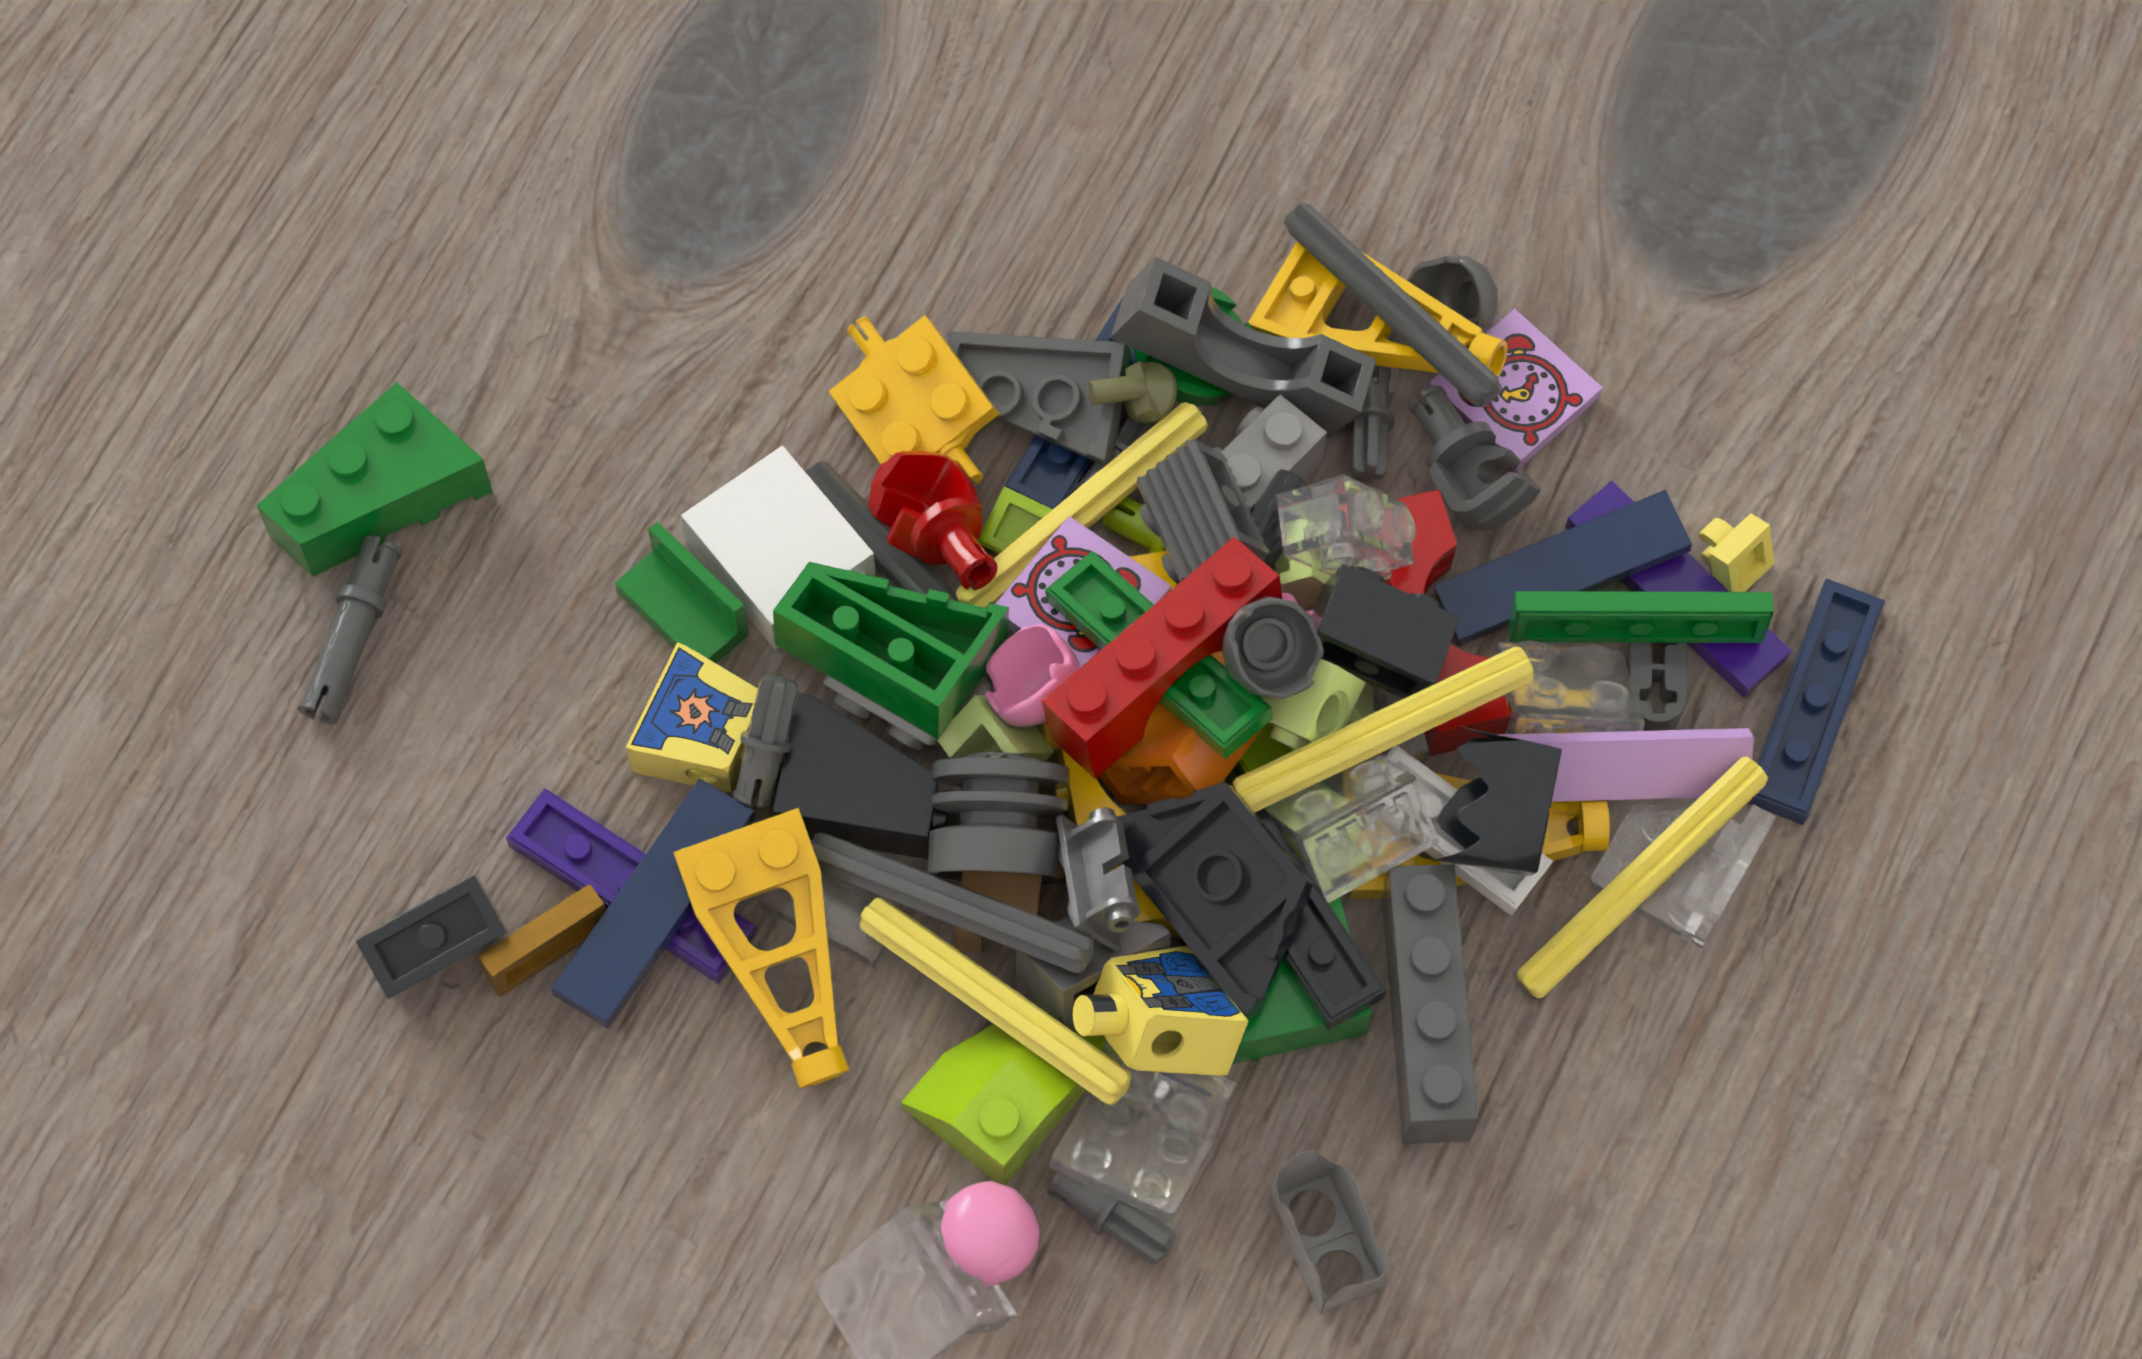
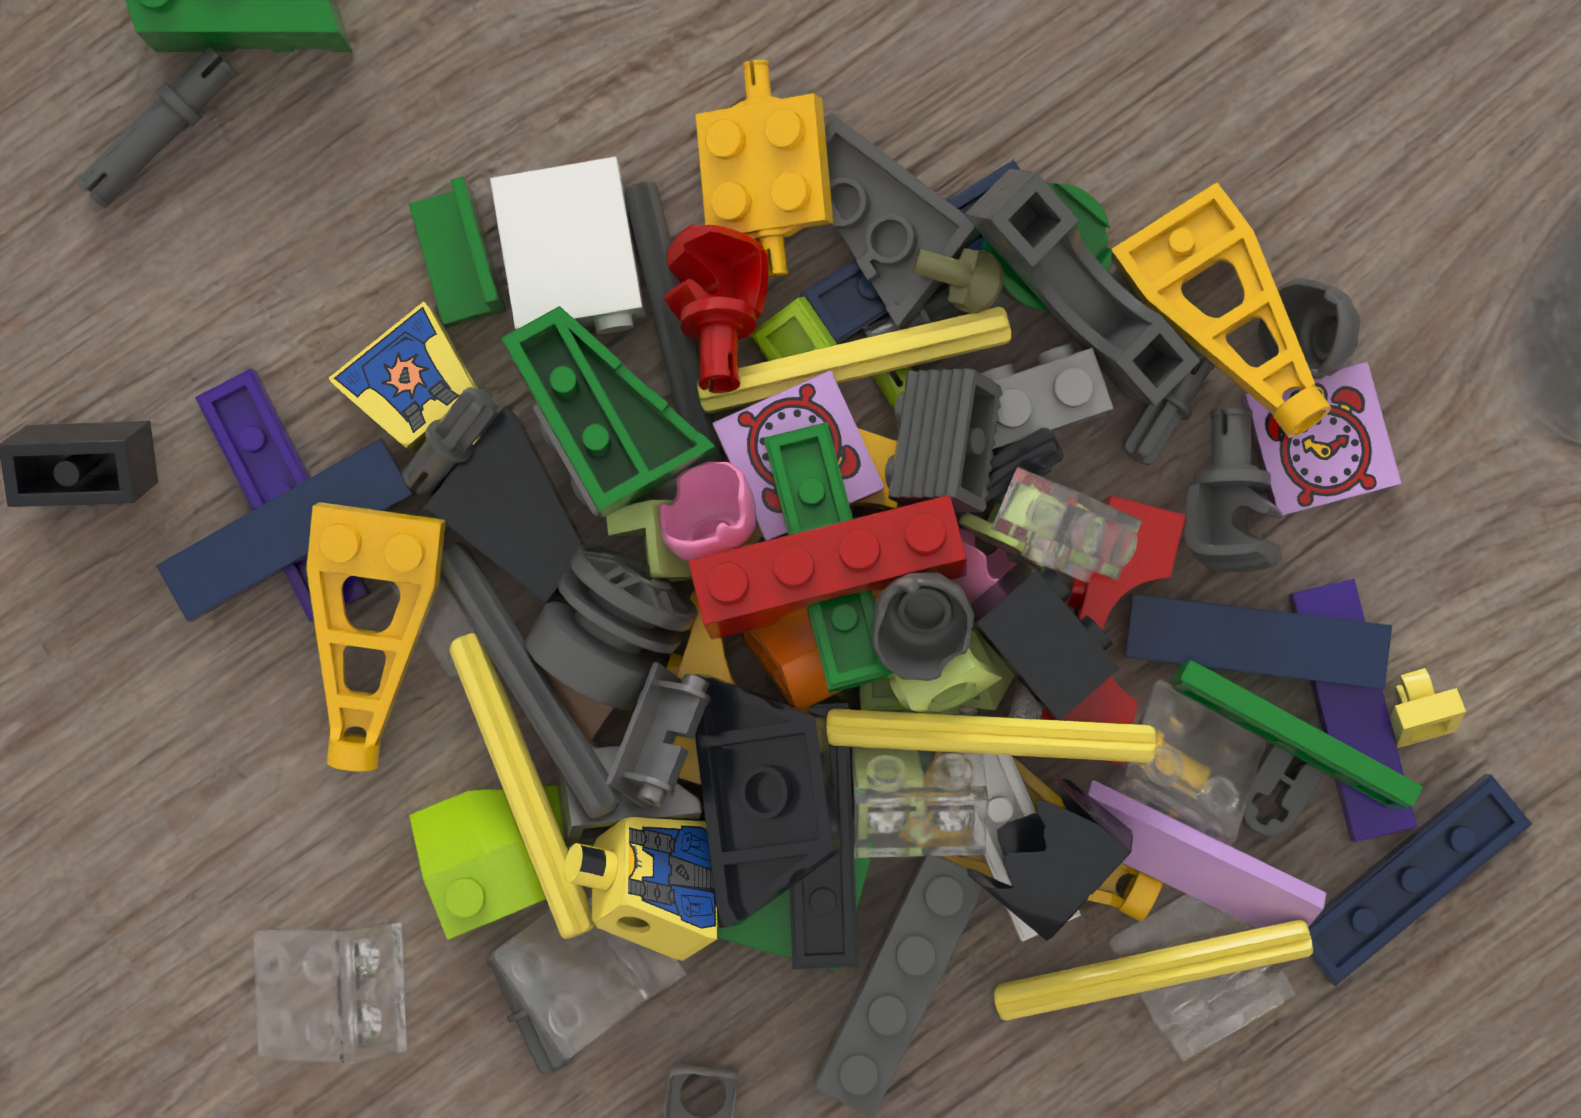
camera: 30 degrees right, 20 degrees up
(542, 941) = (176, 513): pearl gold tile -> none
(990, 1232) = (411, 981): bright pink hair -> none
(1393, 305) = (1246, 314): dark grey axle -> none

